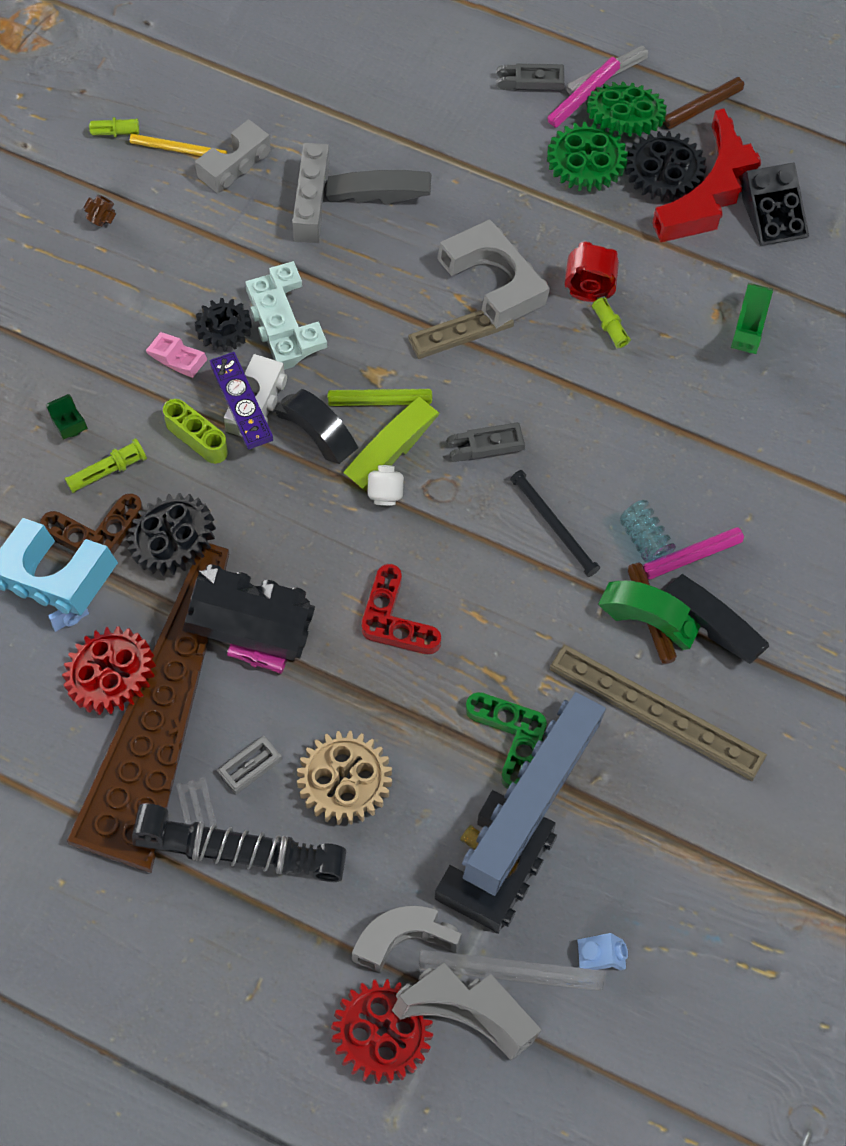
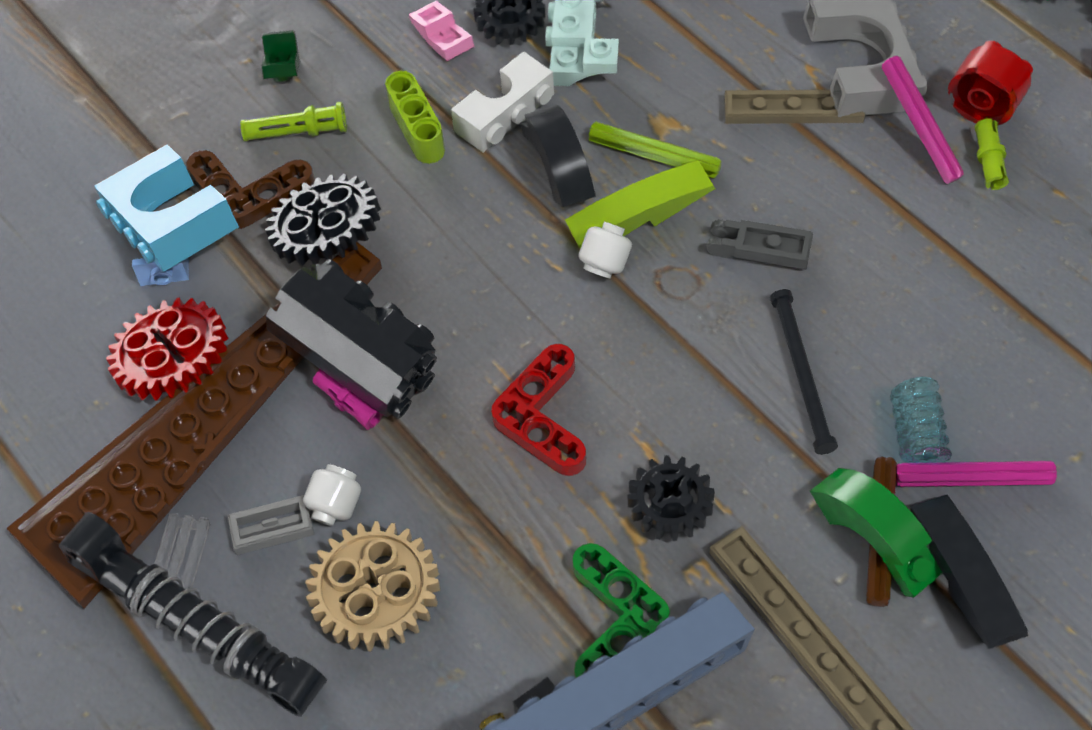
camera: 30 degrees right, 5 degrees down
(241, 400) = (479, 96): dark purple tile -> none
(284, 728) = (332, 494): none -> white head
(521, 651) = (672, 513): none -> black gear
(557, 313) = (922, 119): none -> dark pink axle

